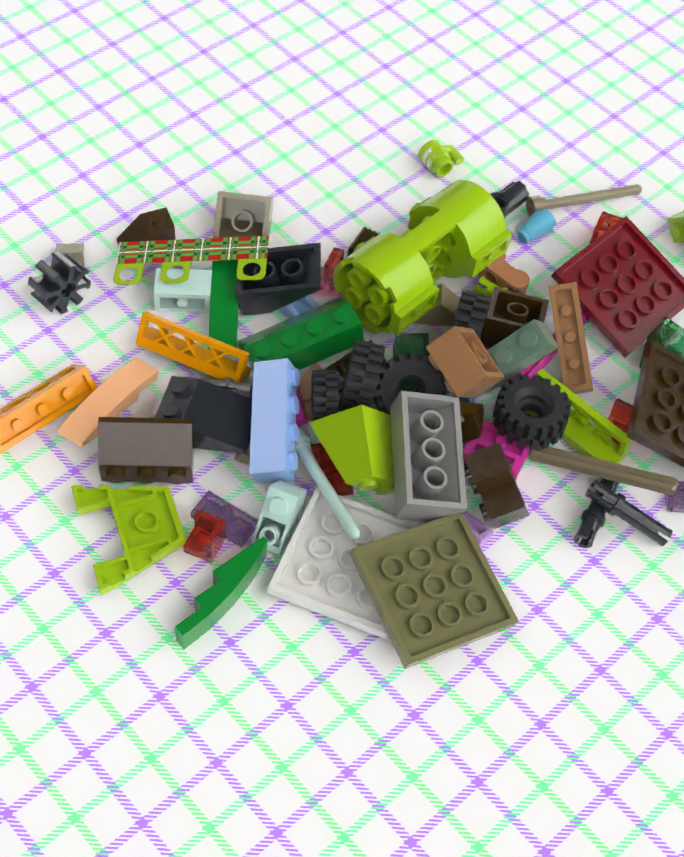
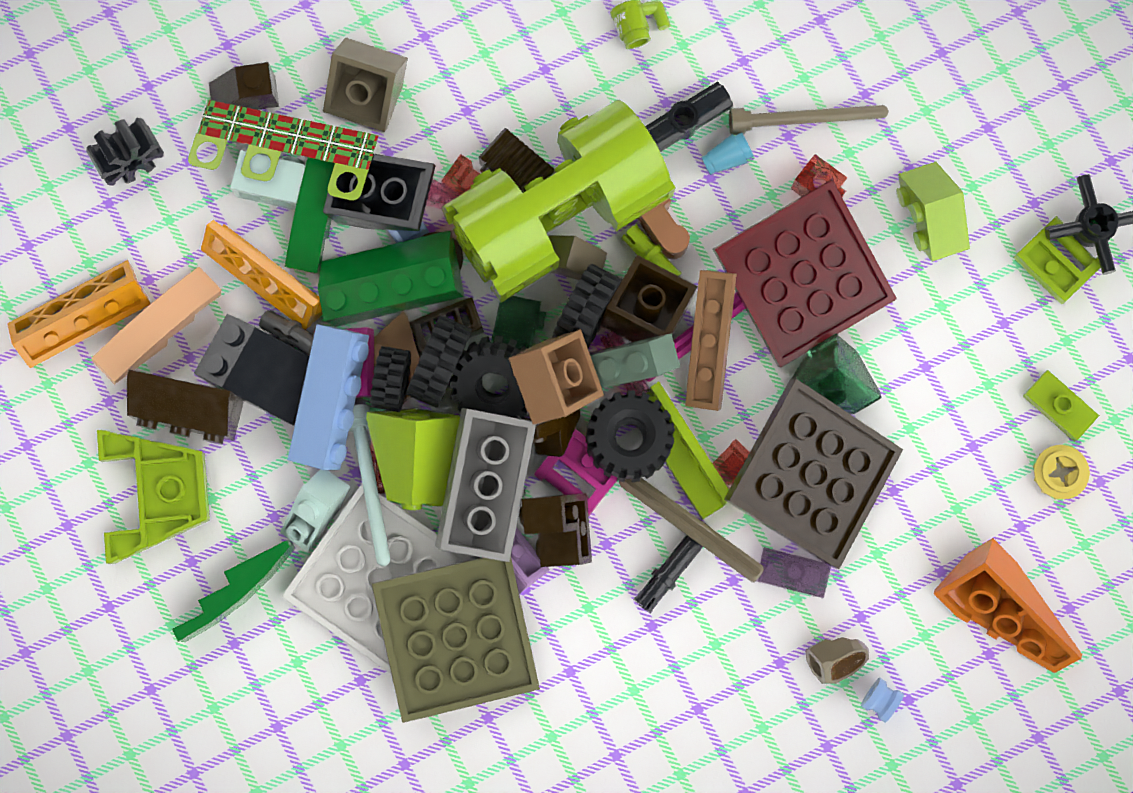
camera: 20 degrees right, 25 degrees up
(74, 249) = (149, 97): slope -> none
(205, 537) = (229, 521): clear red panel -> none
(238, 523) = (257, 497): clear purple plate -> none
(617, 505) = (691, 576): black pin -> none

